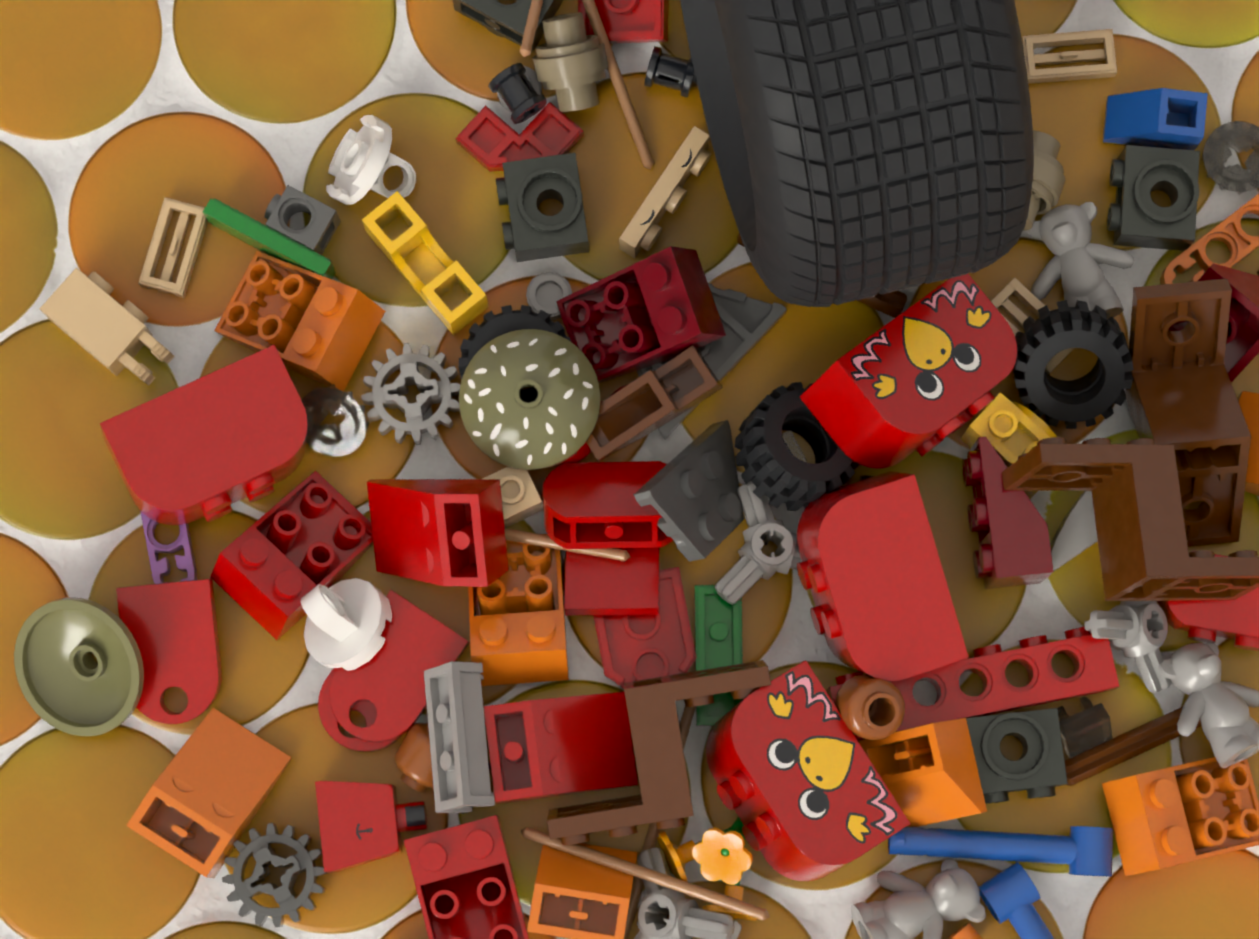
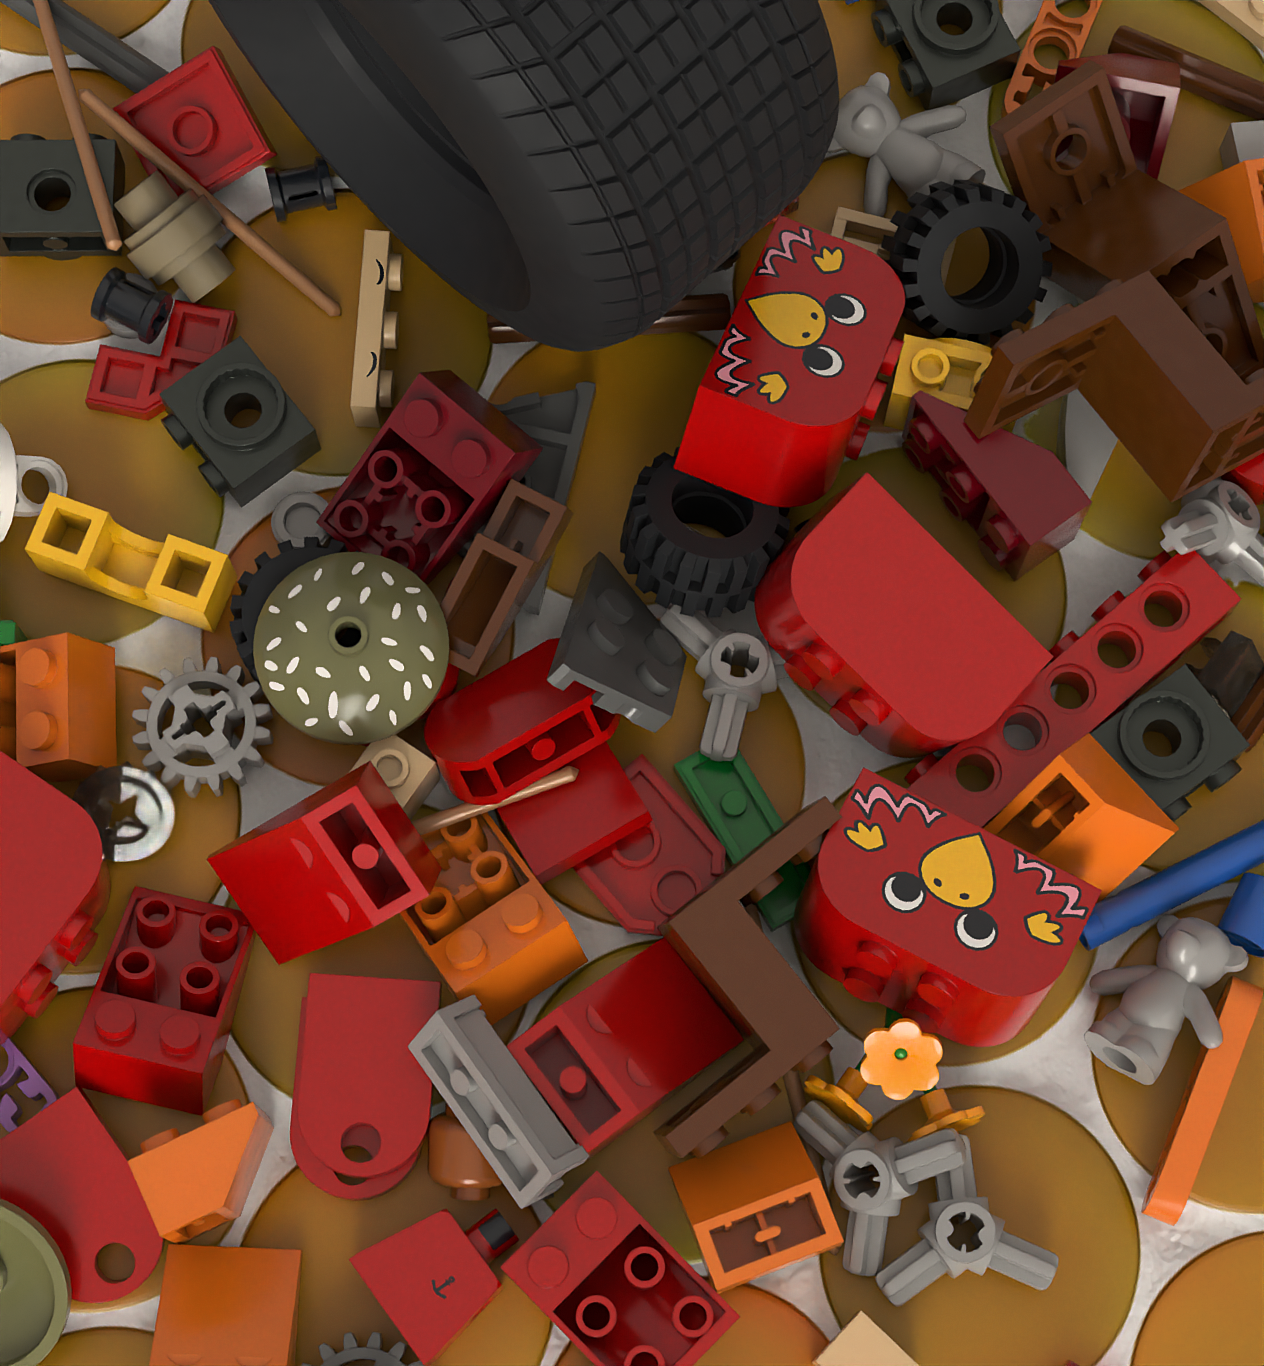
camera: 30 degrees left, 5 degrees down
(256, 679) = (204, 1174): none -> orange slope
(345, 623) = (277, 1044): white tile -> none
(647, 874) = (818, 1137): medium nougat axle -> none
(870, 707) = (973, 779): dark orange head -> none

